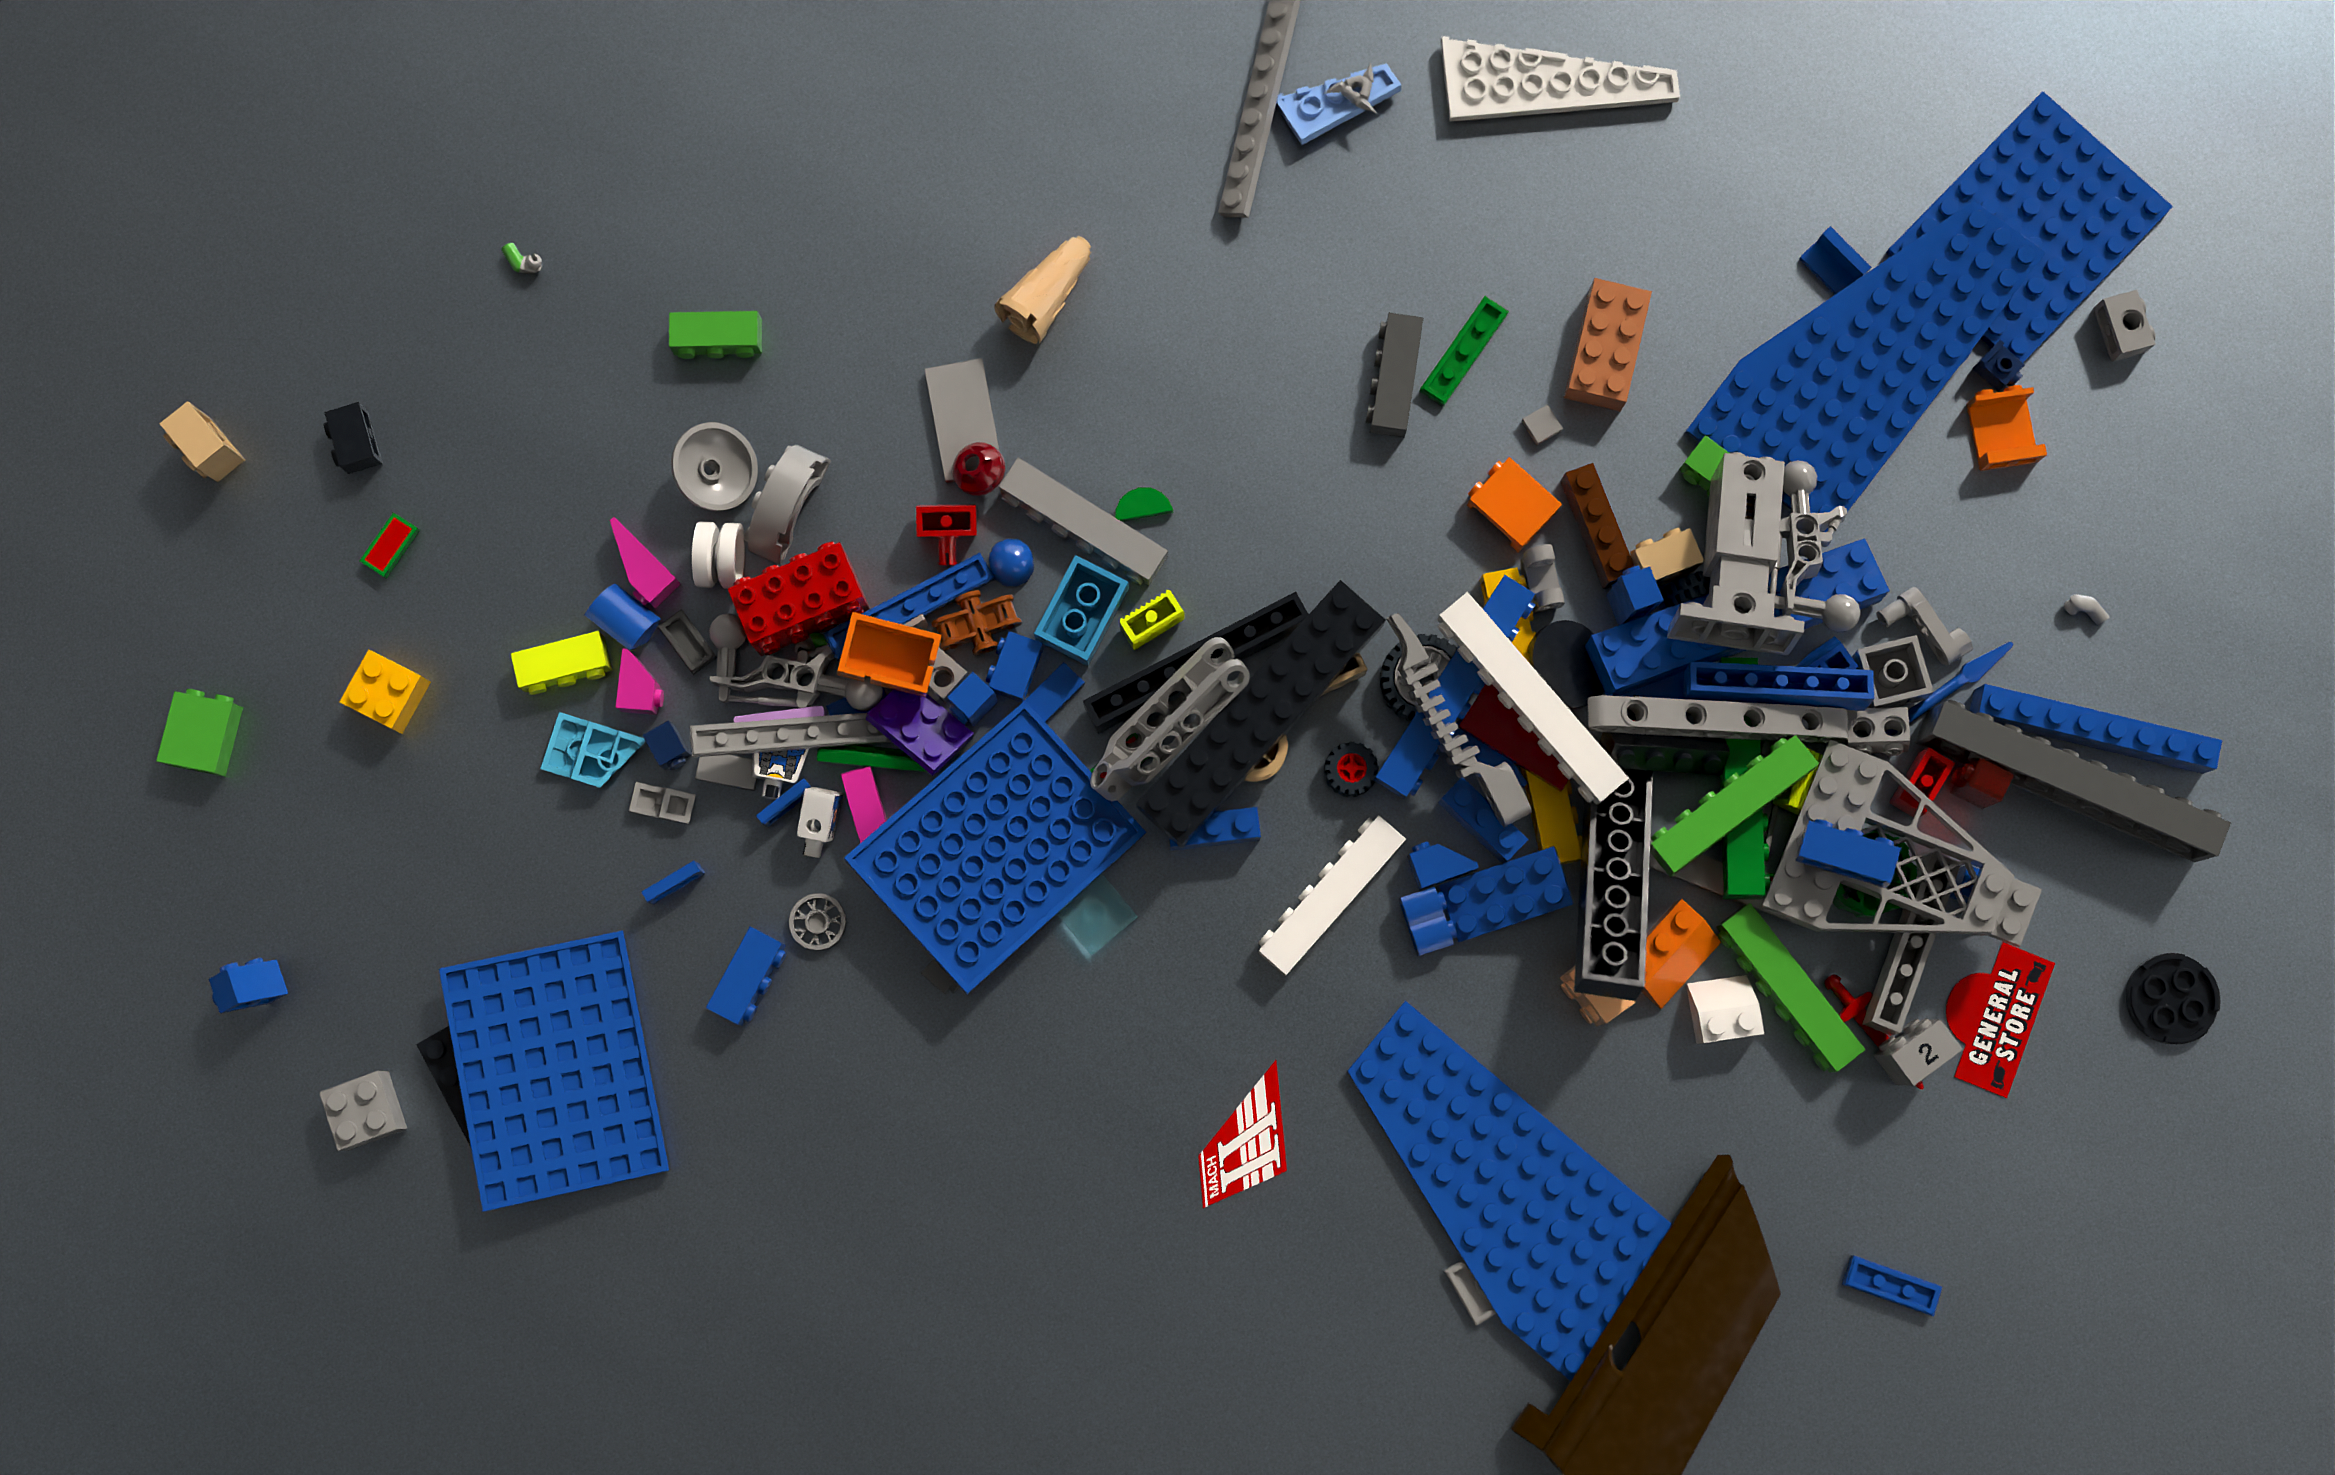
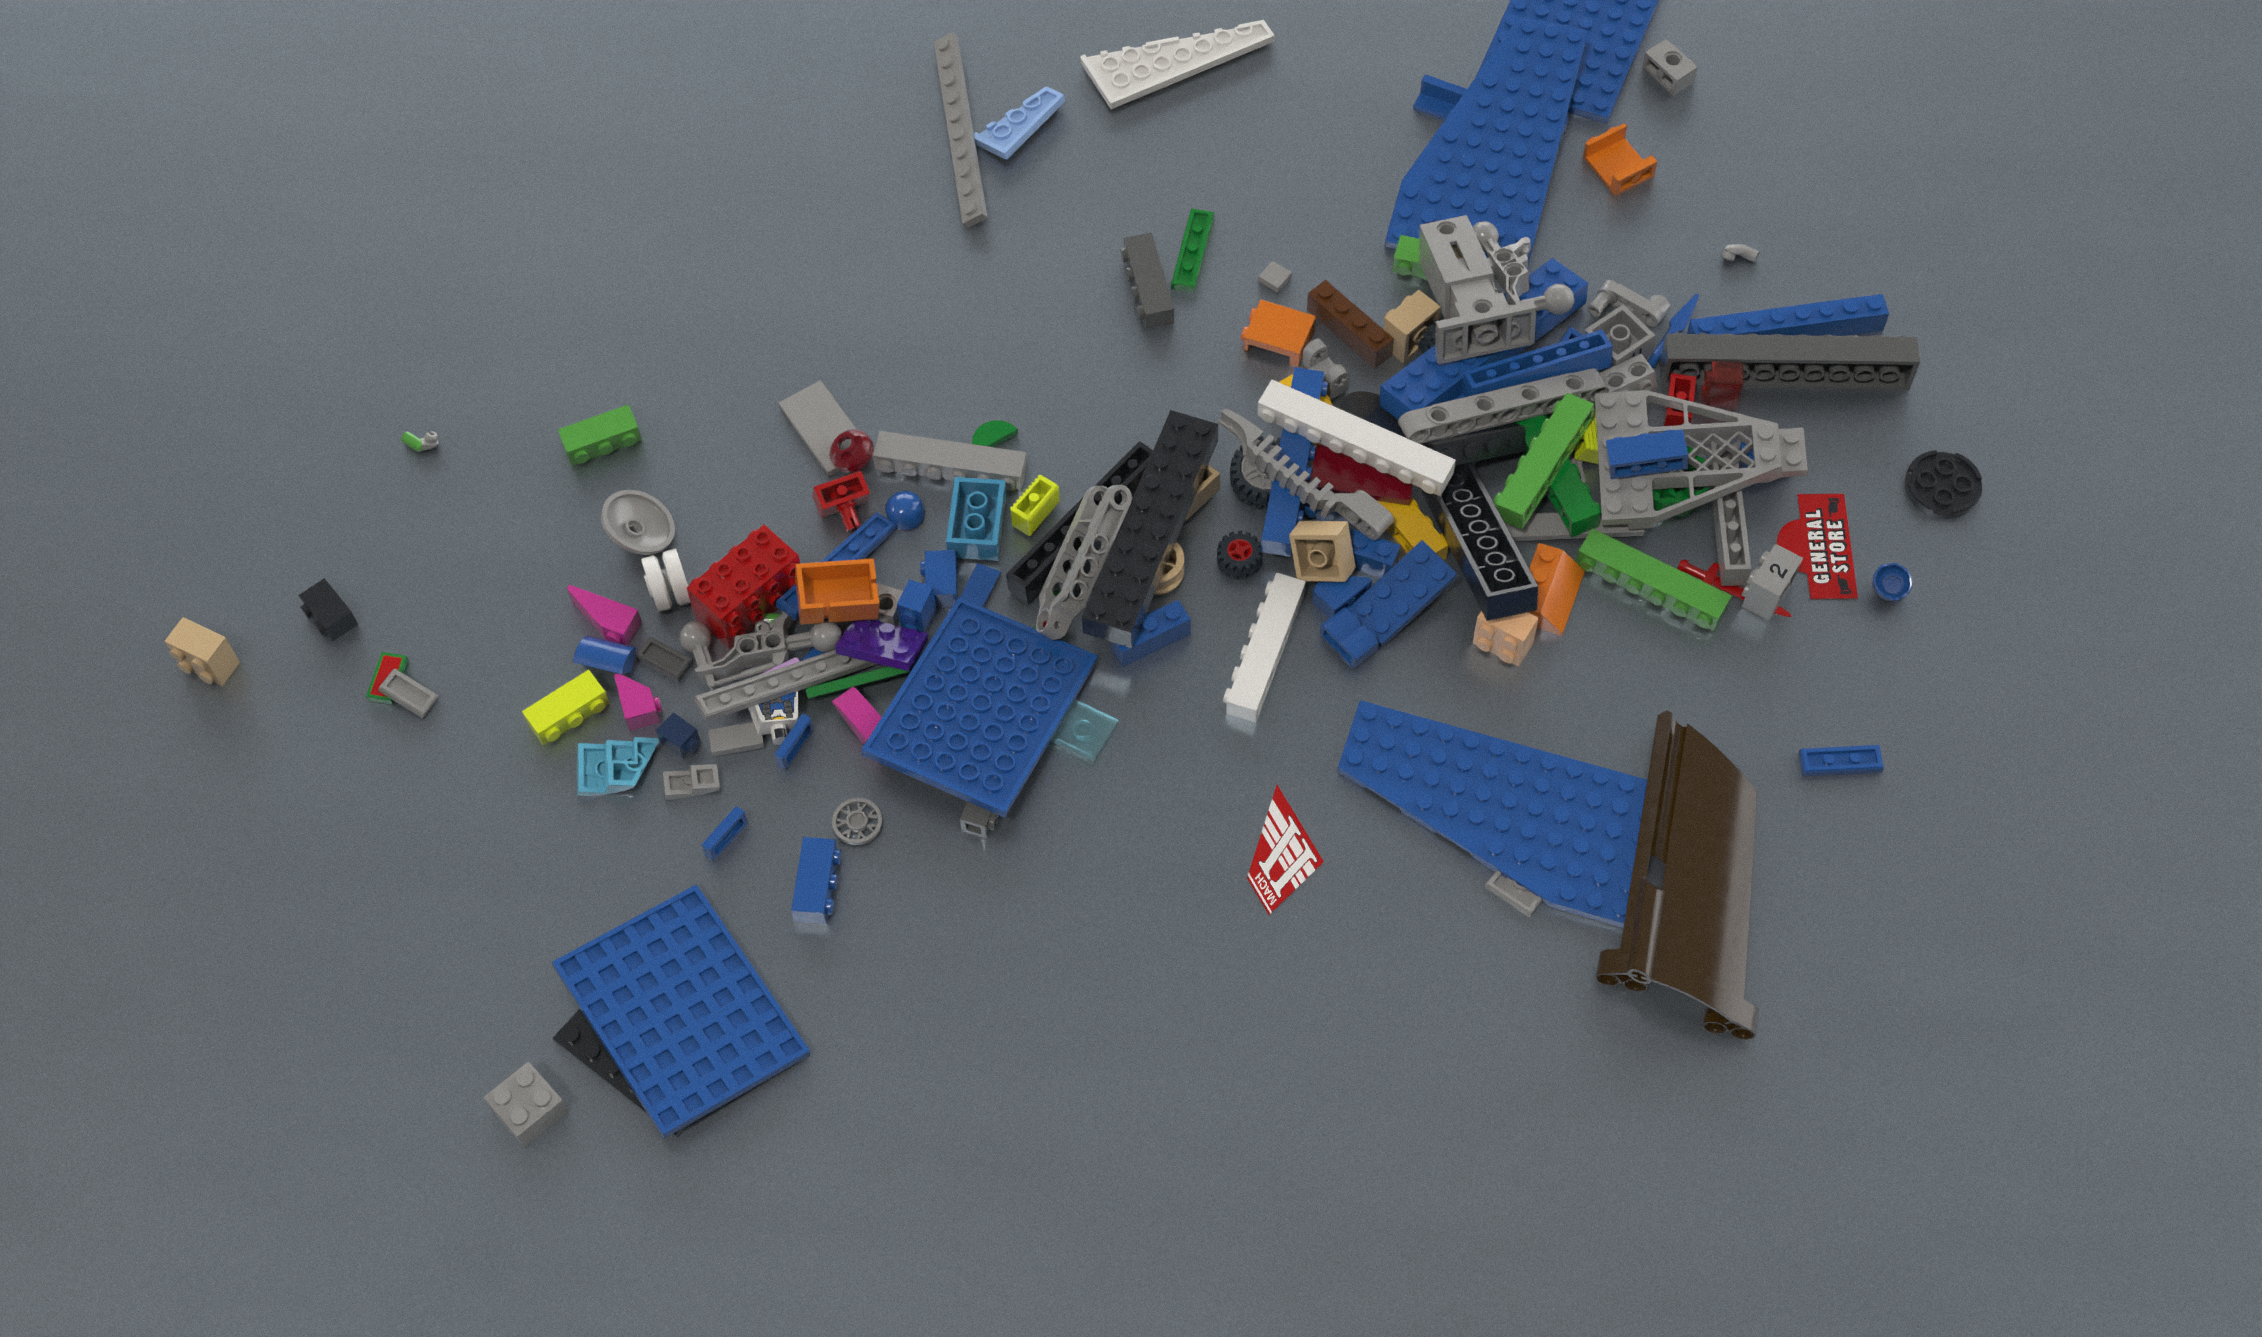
camera: 20 degrees left, 20 degrees down
(200, 732) = (275, 870): bright green brick -> none
(247, 985) = (387, 1041): blue brick -> none
(385, 691) = (424, 781): yellow brick -> none
(404, 575) = (408, 693): none -> light grey tile
(782, 500) = (702, 528): light grey brick -> none
(825, 807) = (827, 738): white torso -> none
(966, 626) = (899, 557): dark orange axle -> none
(1042, 291) = (848, 320): tan cone -> none
(1360, 98) = (1027, 110): light grey piece -> none
(1437, 817) = (1322, 551): none -> tan brick
(1607, 344) = (1298, 206): nougat brick -> none
(1634, 595) = (1399, 346): blue brick -> none
(1724, 1009) = (1612, 616): white slope -> none
(1991, 370) = (1593, 122): dark blue brick -> none
(2052, 1102) = (1892, 582): none -> blue hair

